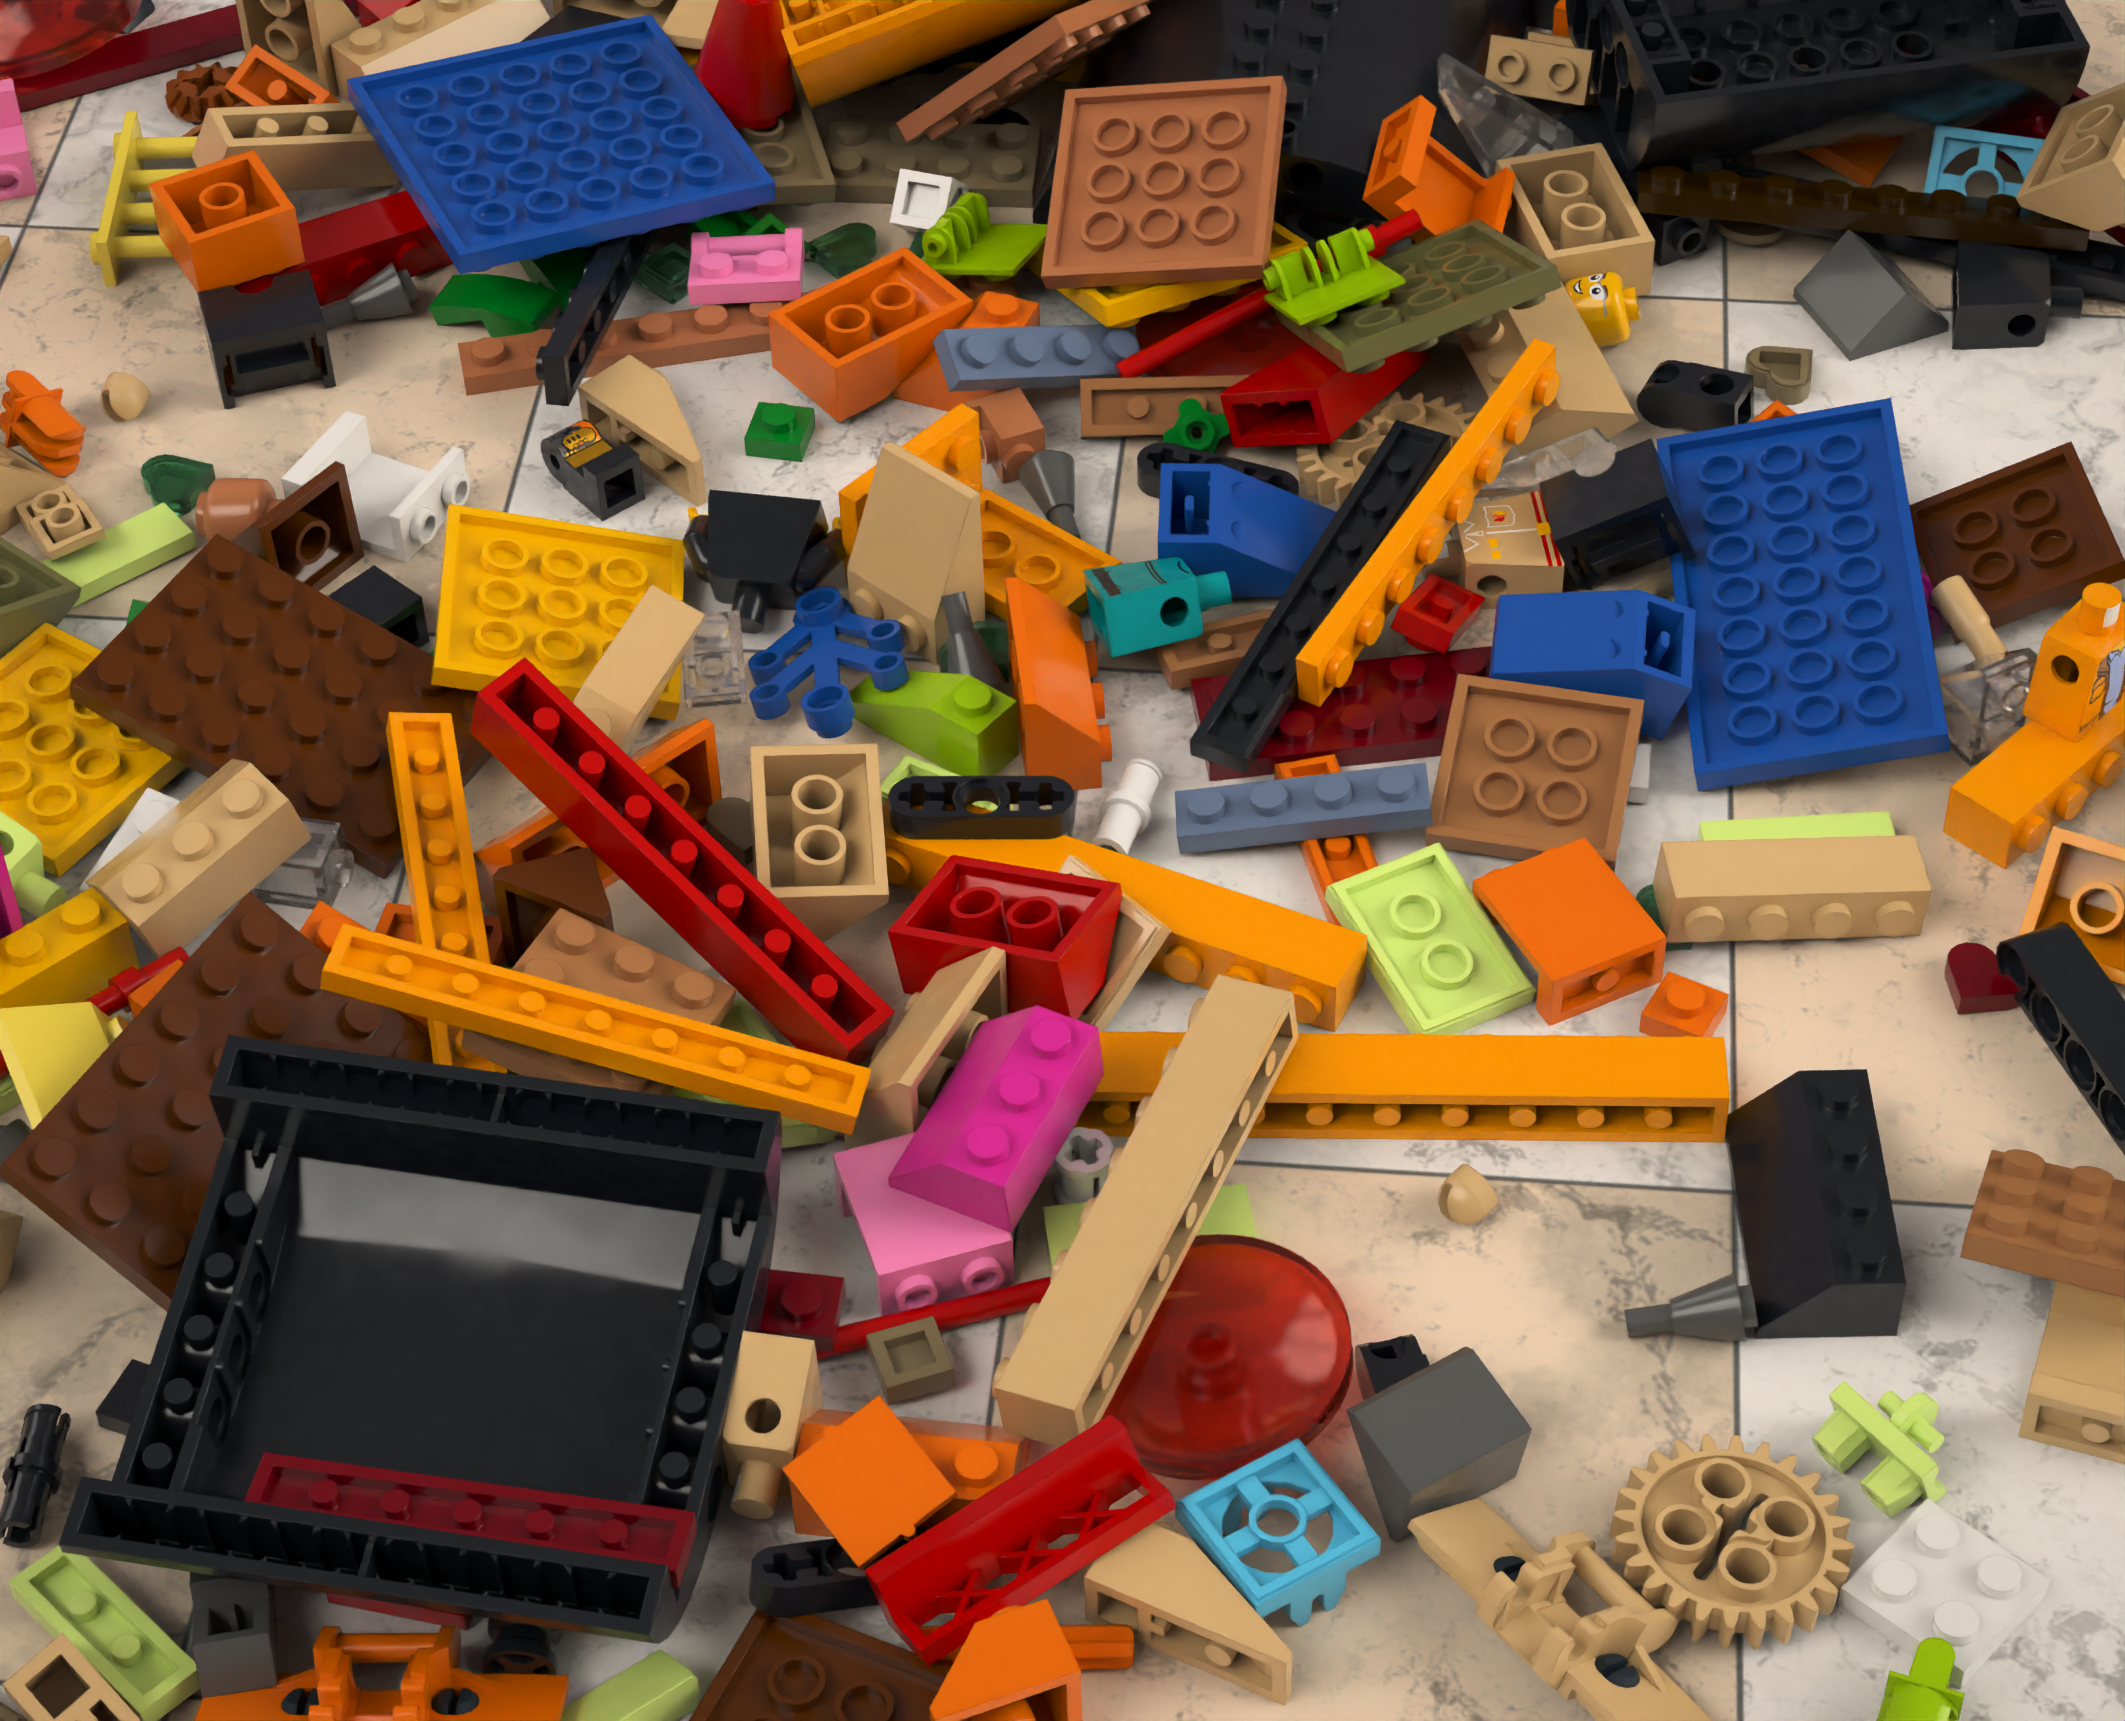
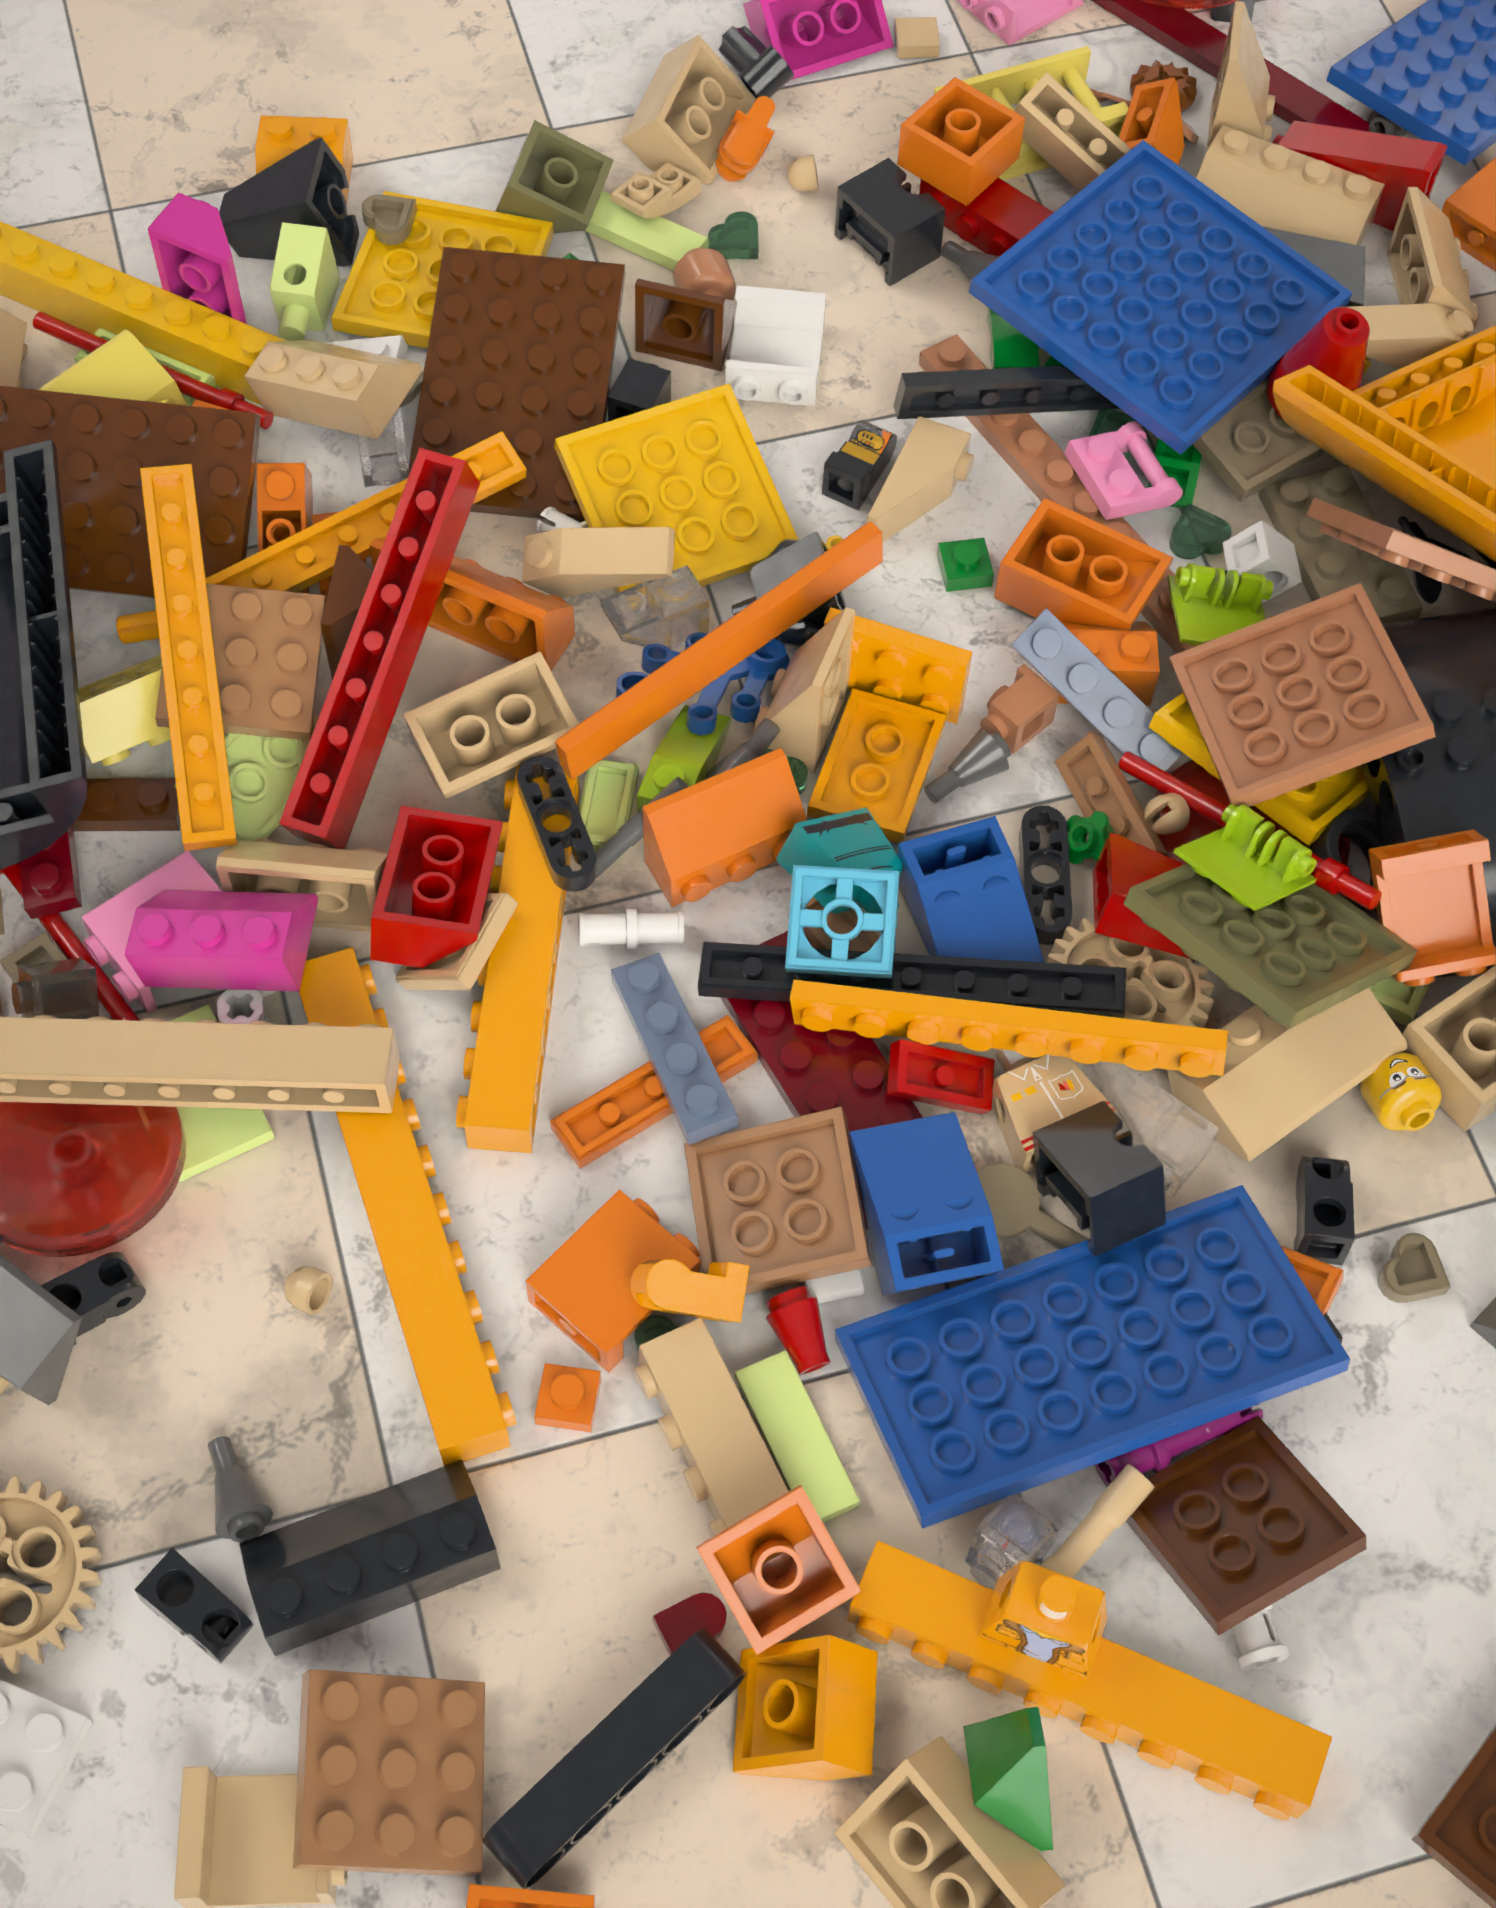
camera: 65 degrees right, 15 degrees up
(839, 597) = (719, 651): none -> orange tile
(973, 1324) = (56, 989): none -> clear smoke brick
(1008, 727) = (630, 832): none -> dark grey piece
(1199, 355) = (1171, 822): none -> tan hinge
(1252, 570) = (811, 879): none -> medium azure piece
(1430, 943) = (562, 1178): yellowish green tile -> none
(1625, 838) = (675, 1289): none -> light orange leg
(1677, 804) = (799, 1328): none -> red cone
(1803, 1372) = (193, 1606): none -> black leg
(1904, 1468) = (129, 1672): yellowish green hips -> none
(1973, 860) = (778, 1569): none -> orange slope

